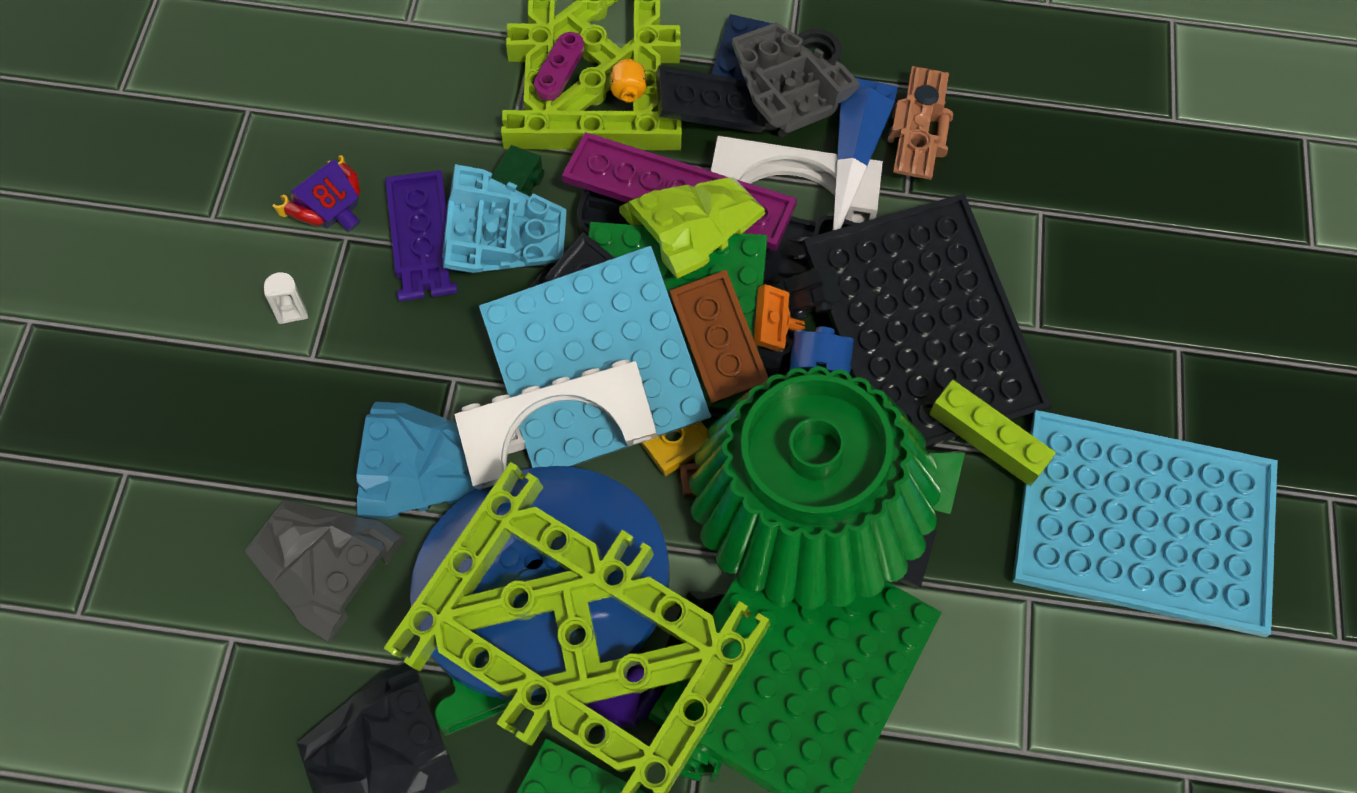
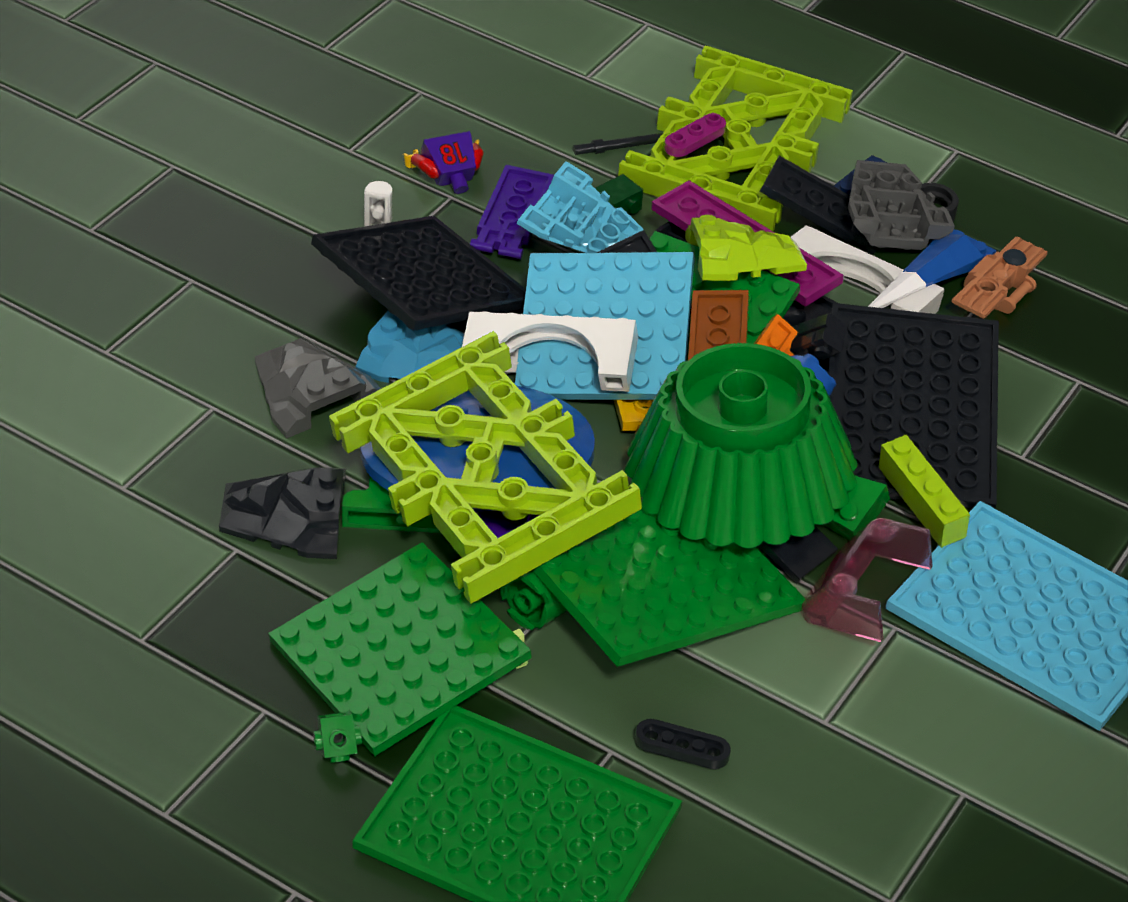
camera: 25 degrees right, 20 degrees down
(372, 370) = (421, 271): none -> black plate
(465, 108) = (600, 146): none -> black bar
(628, 80) = (747, 160): light orange head -> none
(961, 604) = (833, 597): none -> clear pink windscreen

